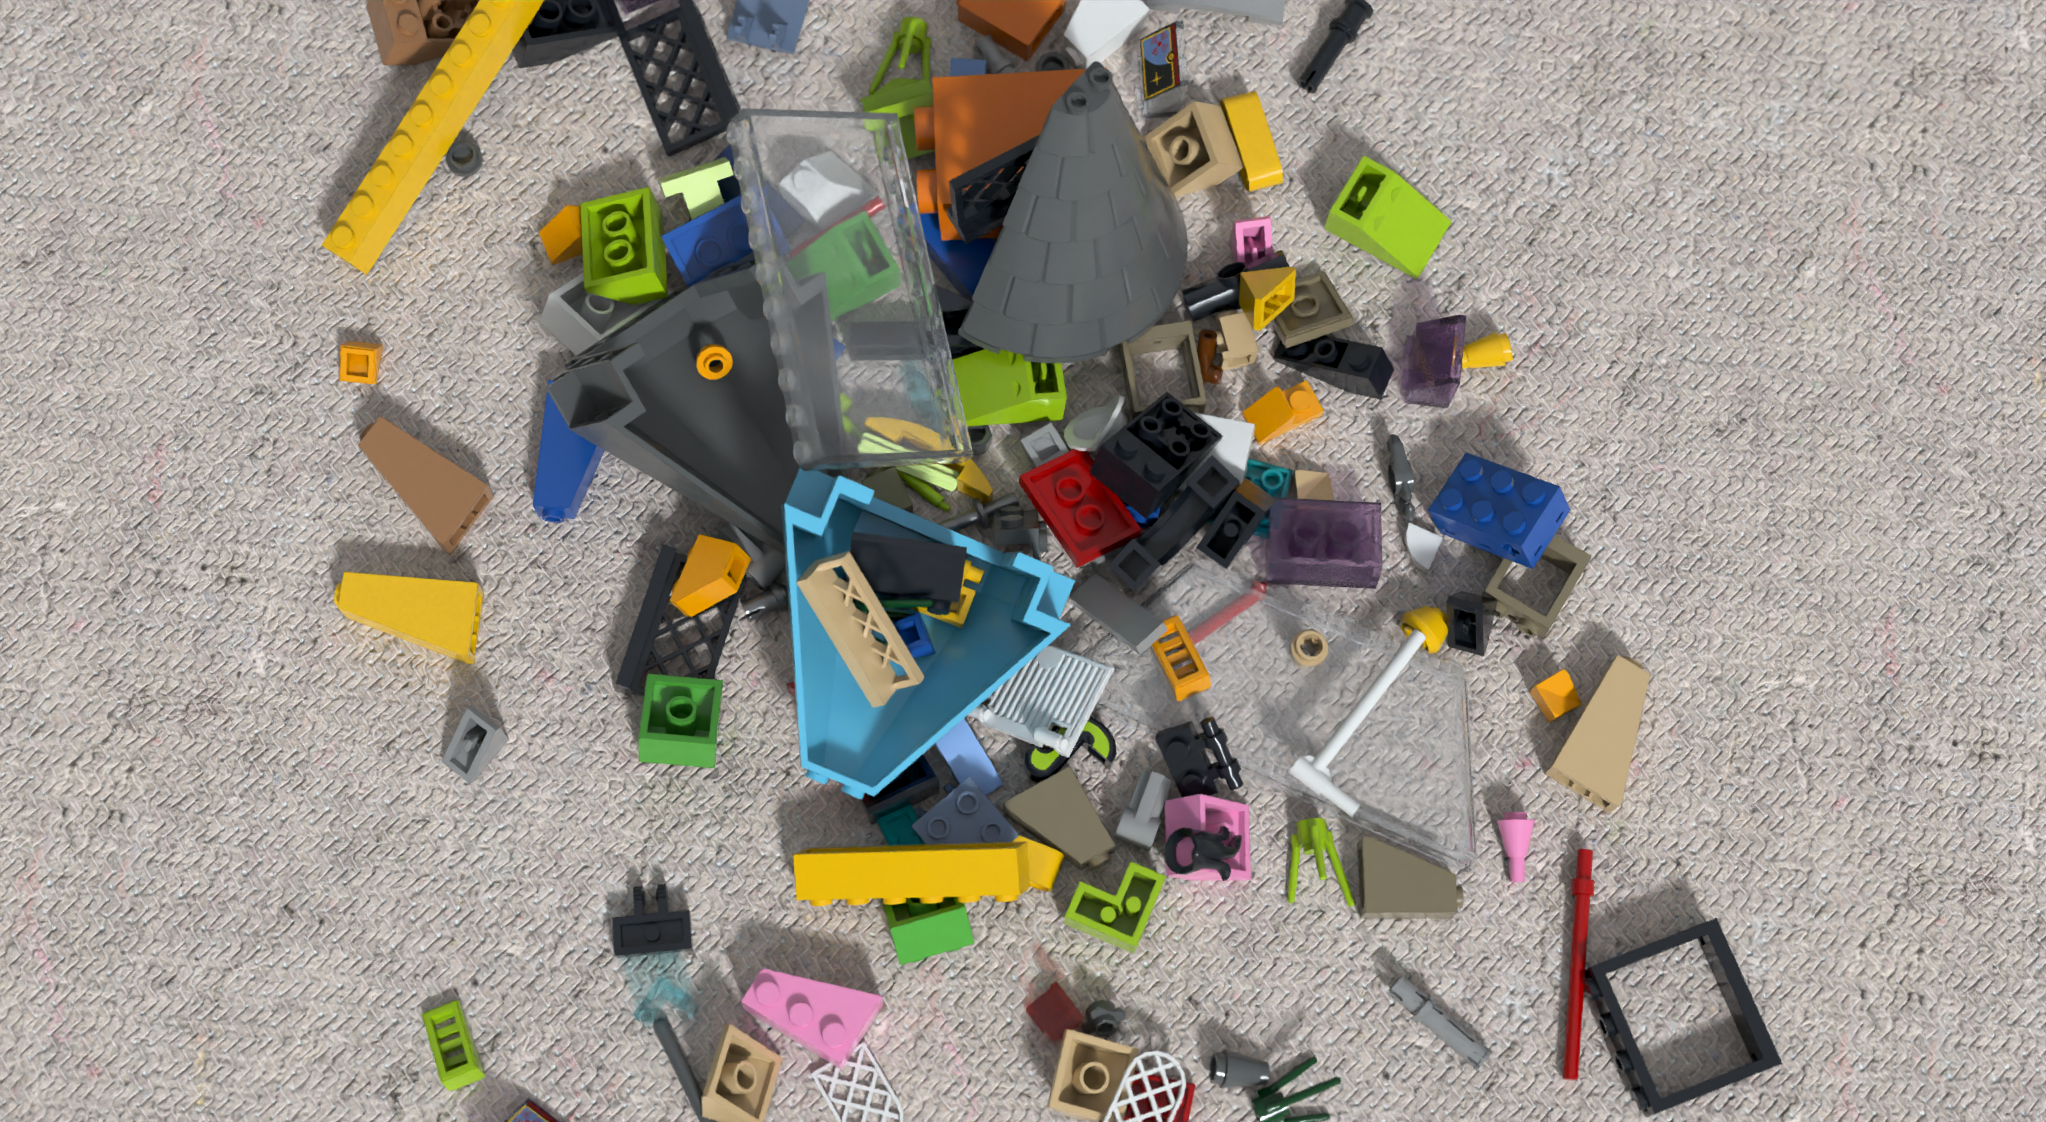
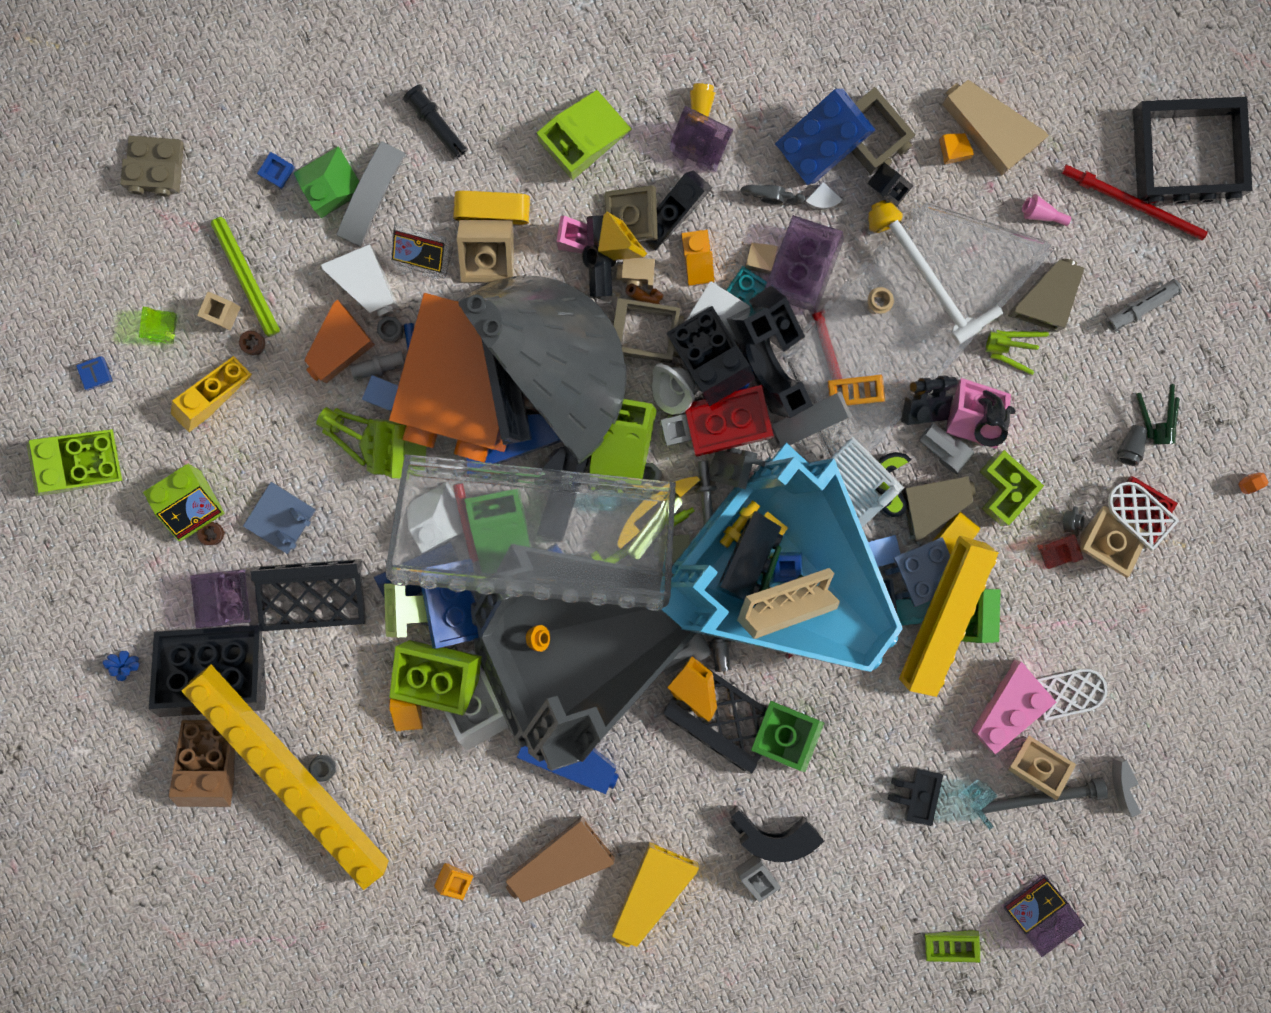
camera: 70 degrees left, 15 degrees up
(523, 752) = (776, 847): none -> black arch

